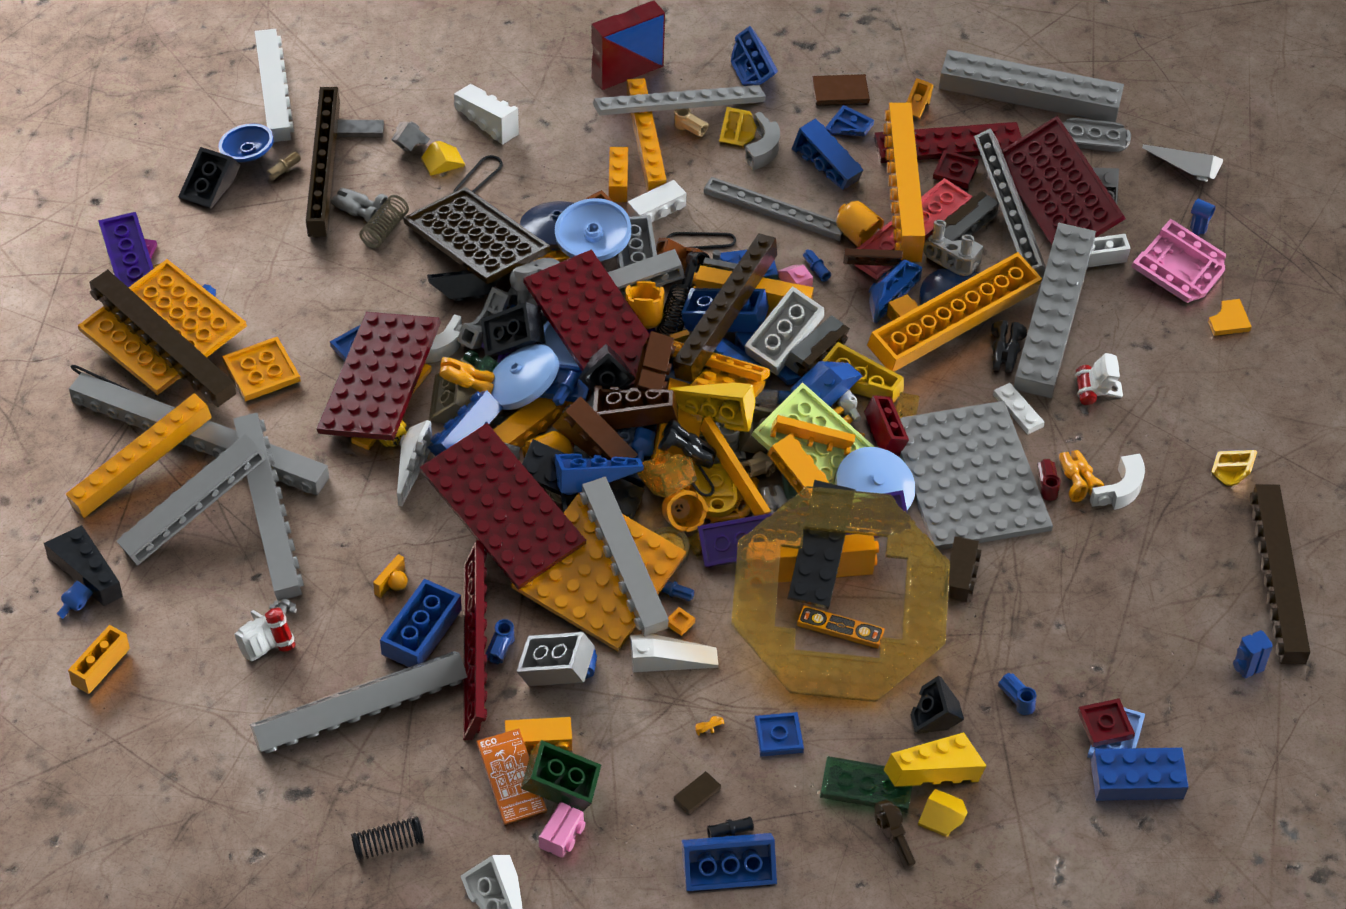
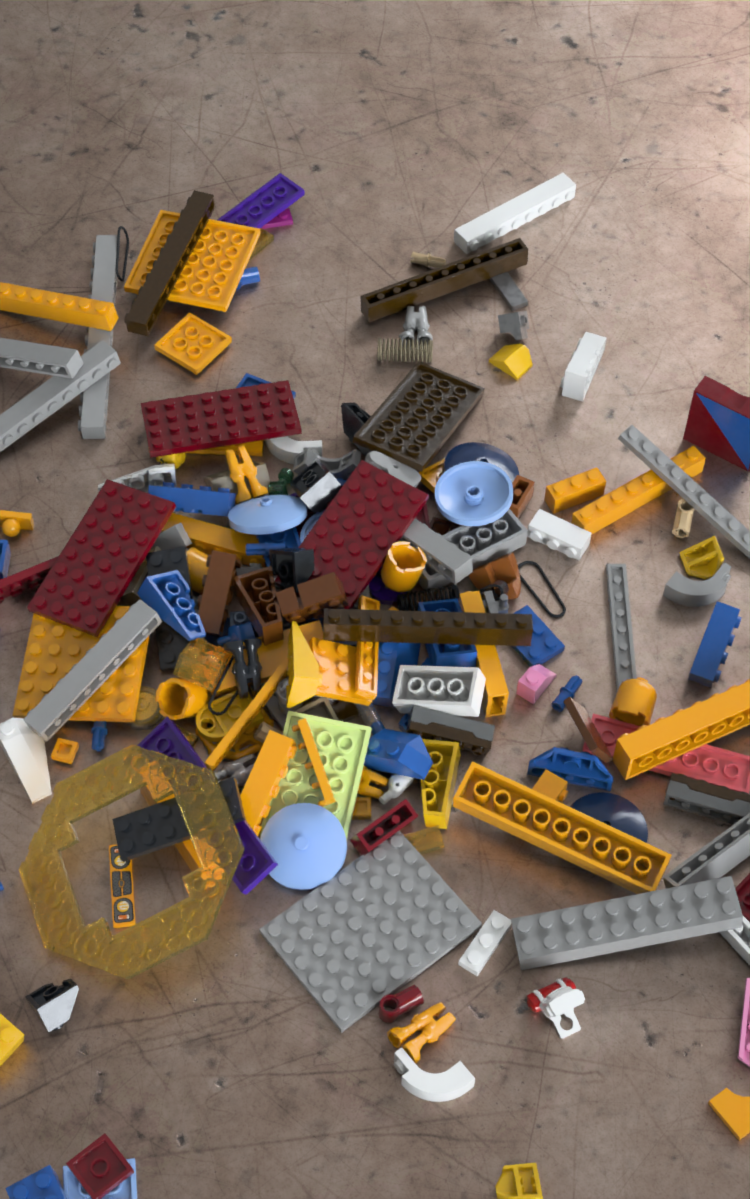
camera: 65 degrees right, 5 degrees up
(209, 177) = (380, 220): black slope -> none
(246, 142) = (430, 223): blue dish -> none
(489, 156) = (512, 387): black piece -> none
(958, 256) = (652, 809): light grey piece -> none
(963, 568) = (239, 963): dark brown brick -> none
(1003, 351) = (550, 898): black piece -> none
(1022, 696) = (107, 1071): blue piece -> none

